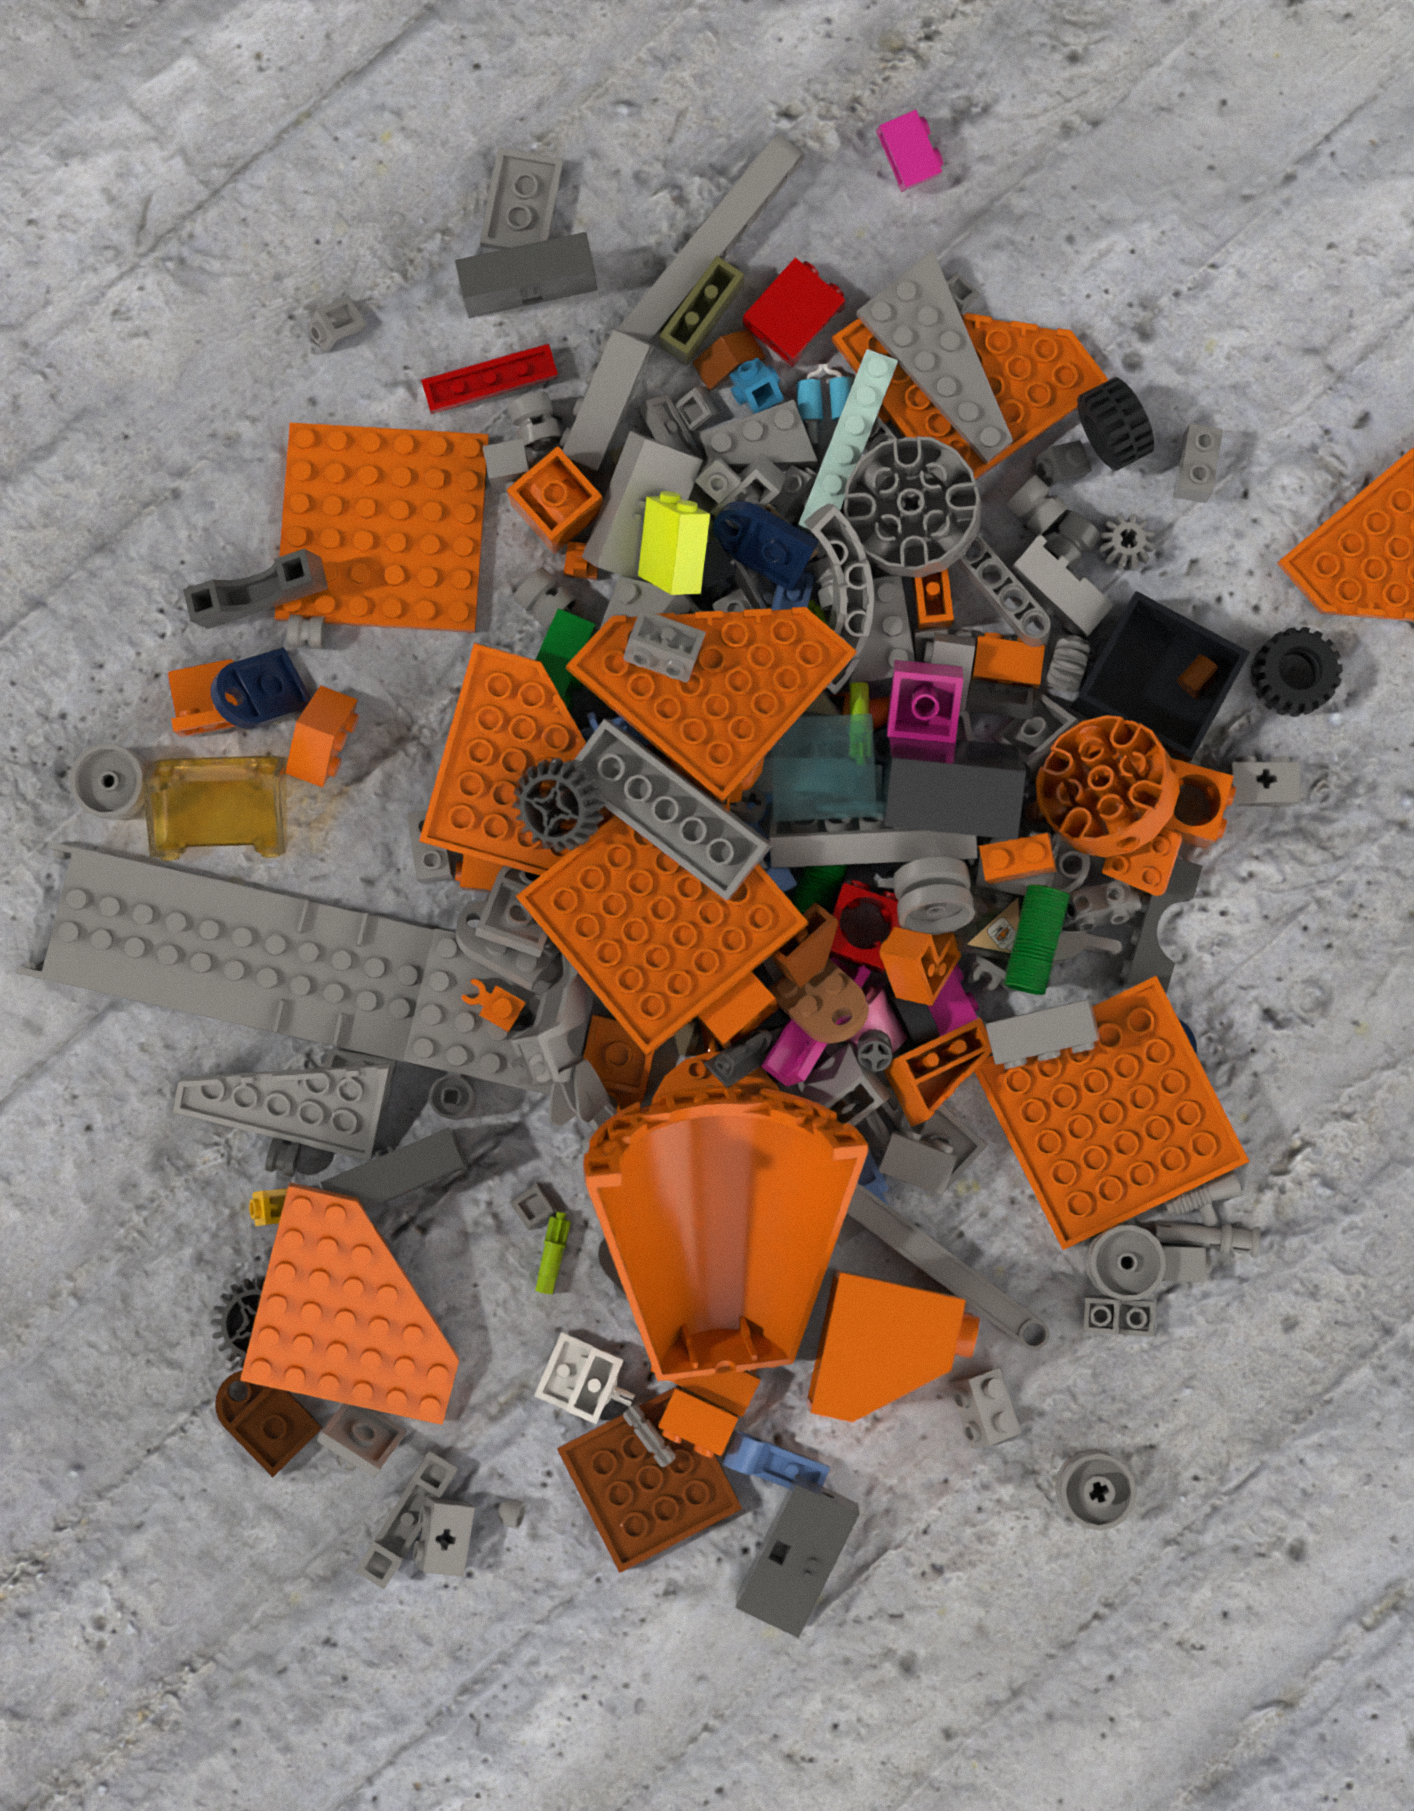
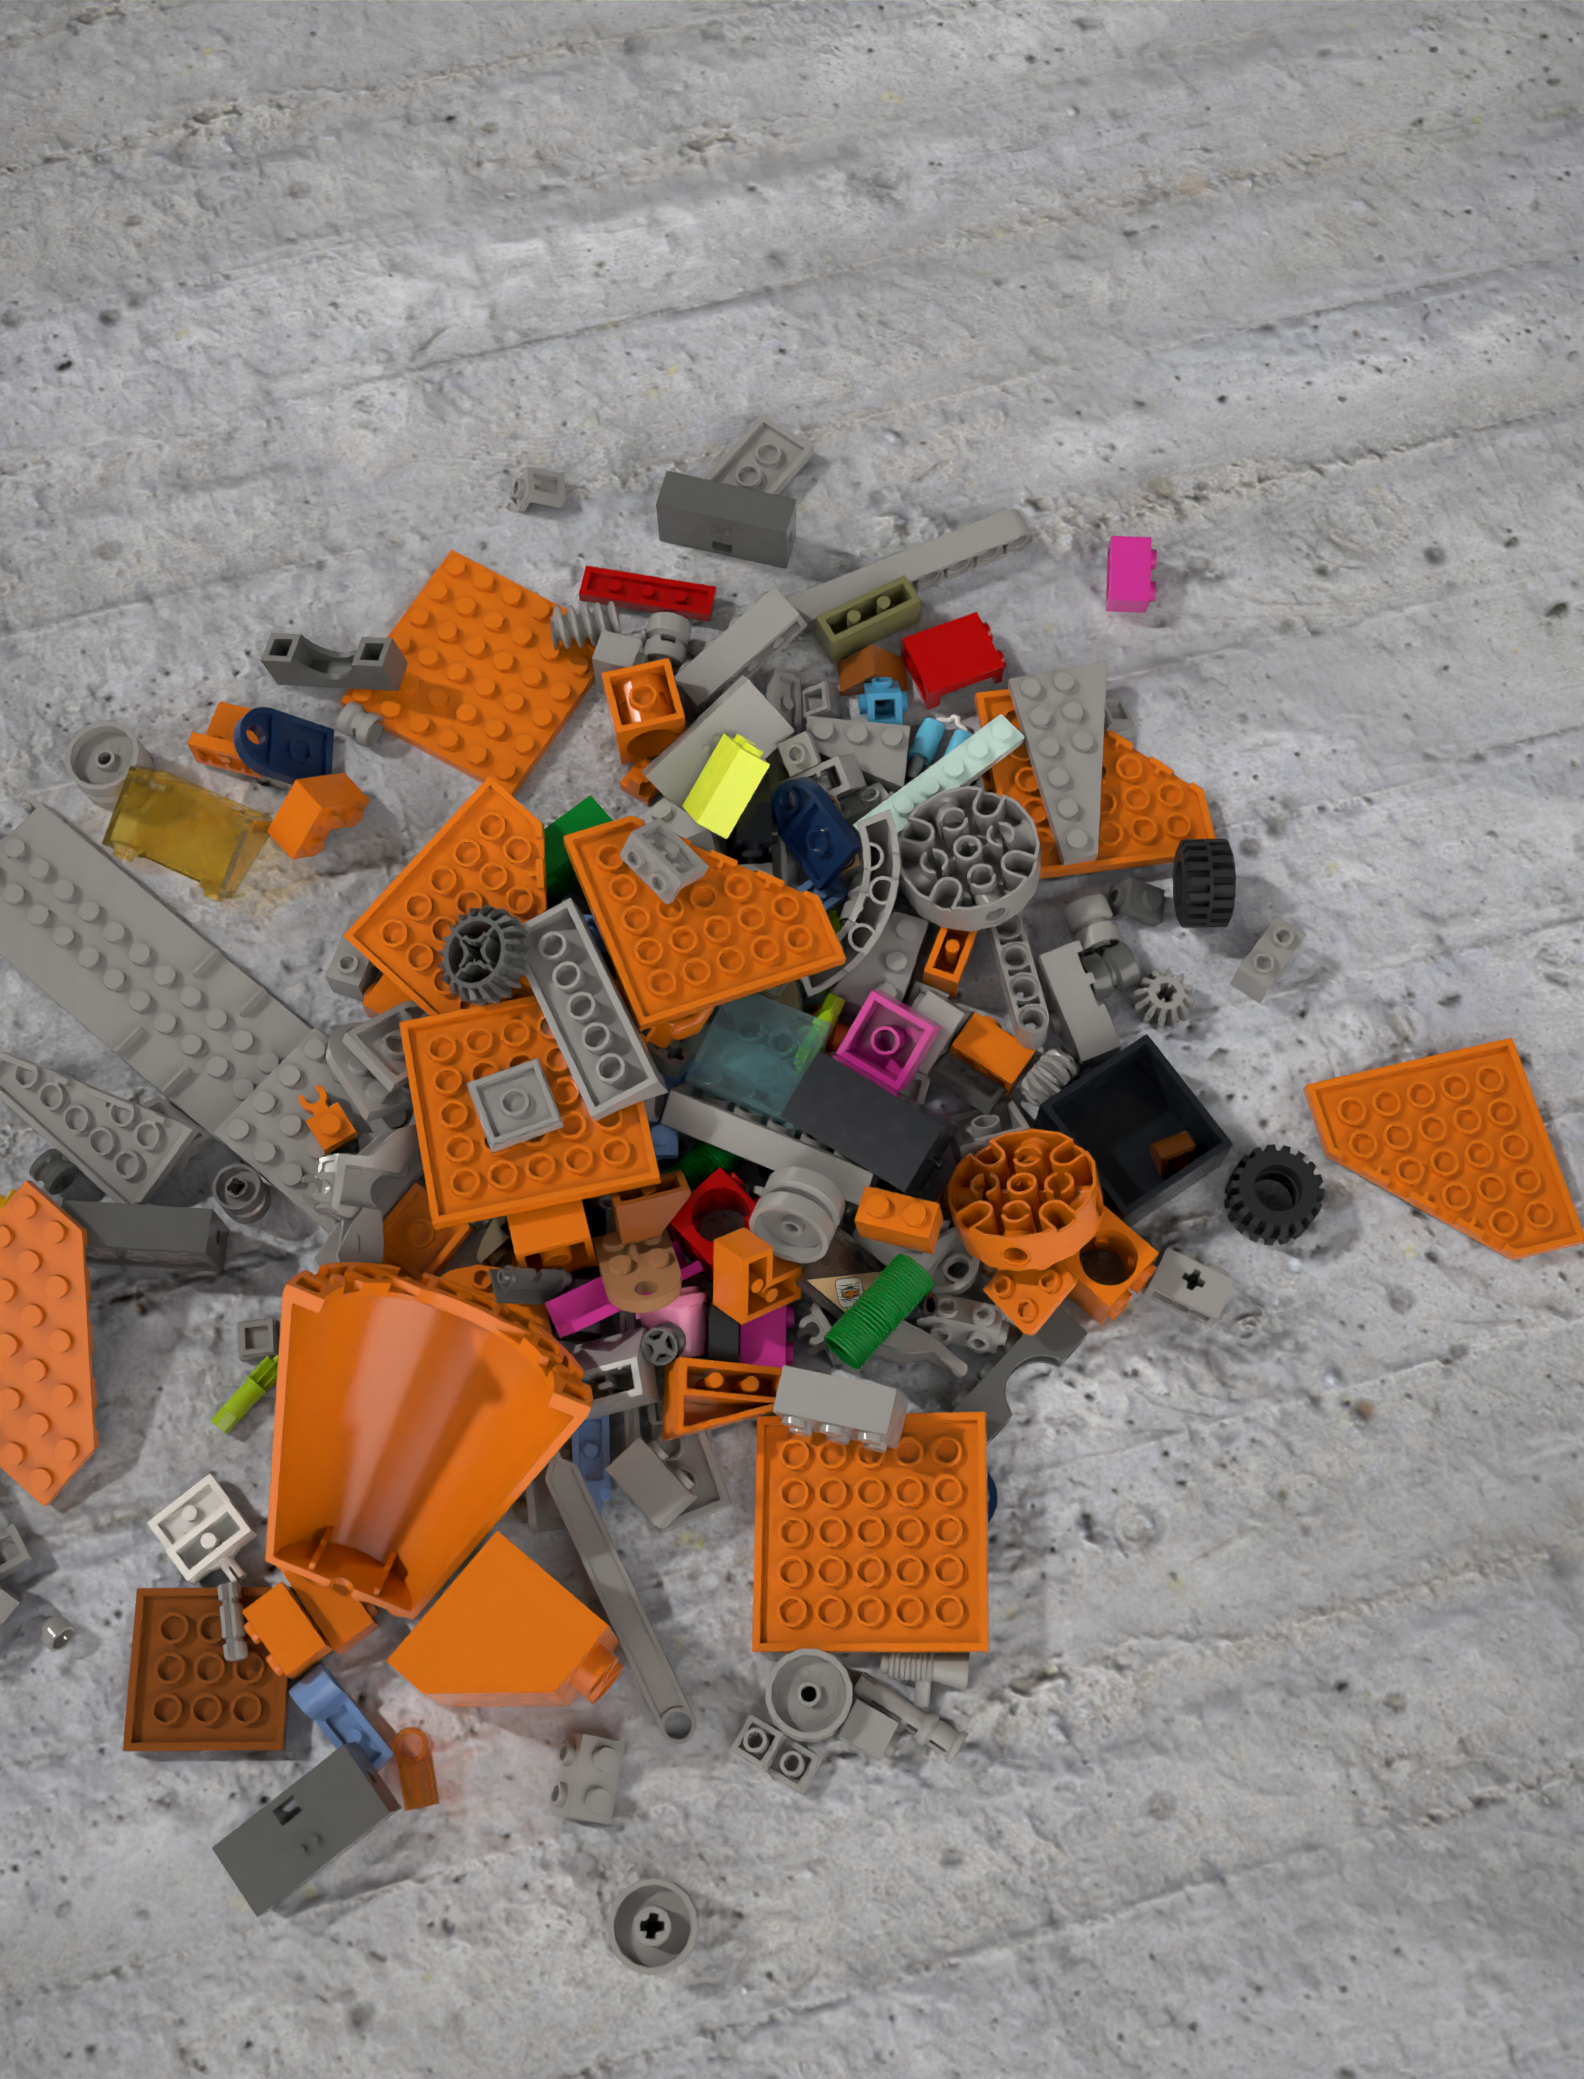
camera: 25 degrees right, 15 degrees down
(458, 443) = (583, 624): none -> light grey piece
(544, 597) = (588, 780): light grey wheel -> none
(656, 921) = (515, 1105): none -> light grey tile
(854, 1471) = (417, 1773): none -> clear orange piece

